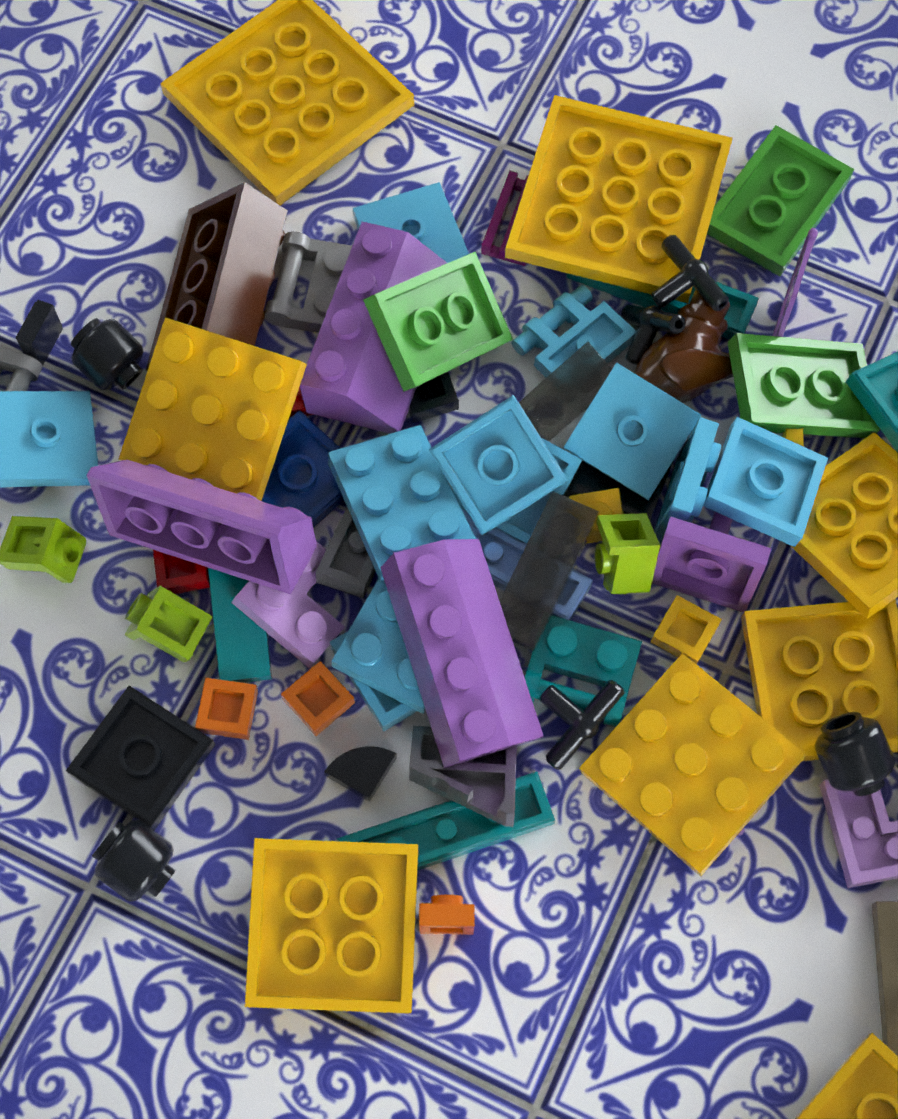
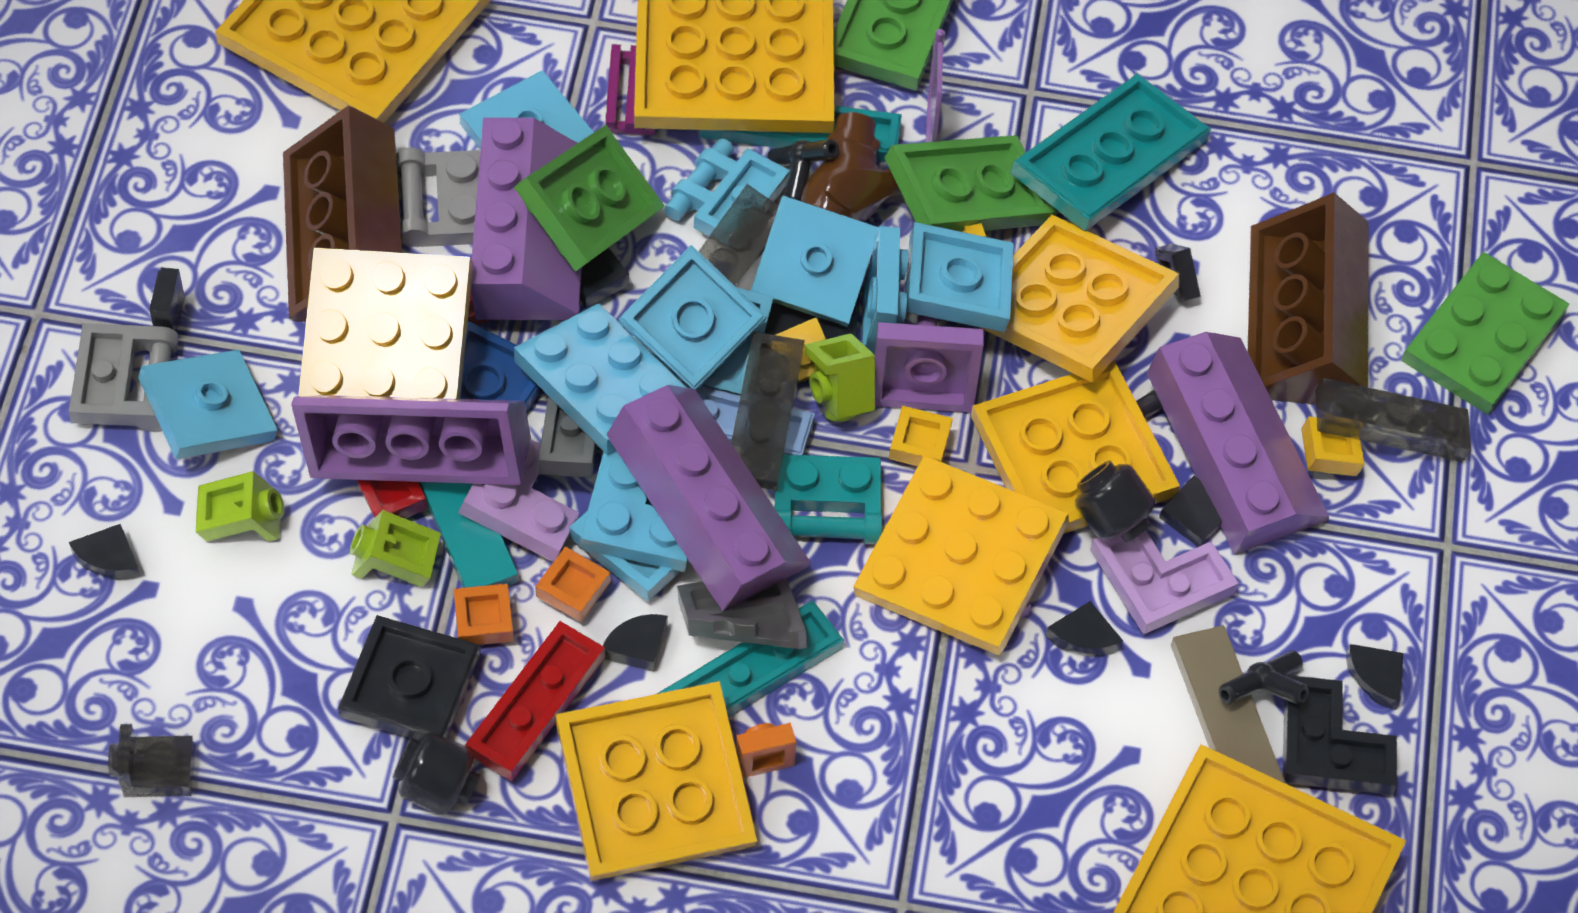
camera: 20 degrees left, 10 degrees down
(107, 354) = (248, 308): black head -> none
(248, 808) = (534, 698): none -> red plate
(583, 723) = (845, 542): black piece -> none
(692, 273) = (830, 99): black piece -> none
(790, 872) = (1085, 632): none -> black tile

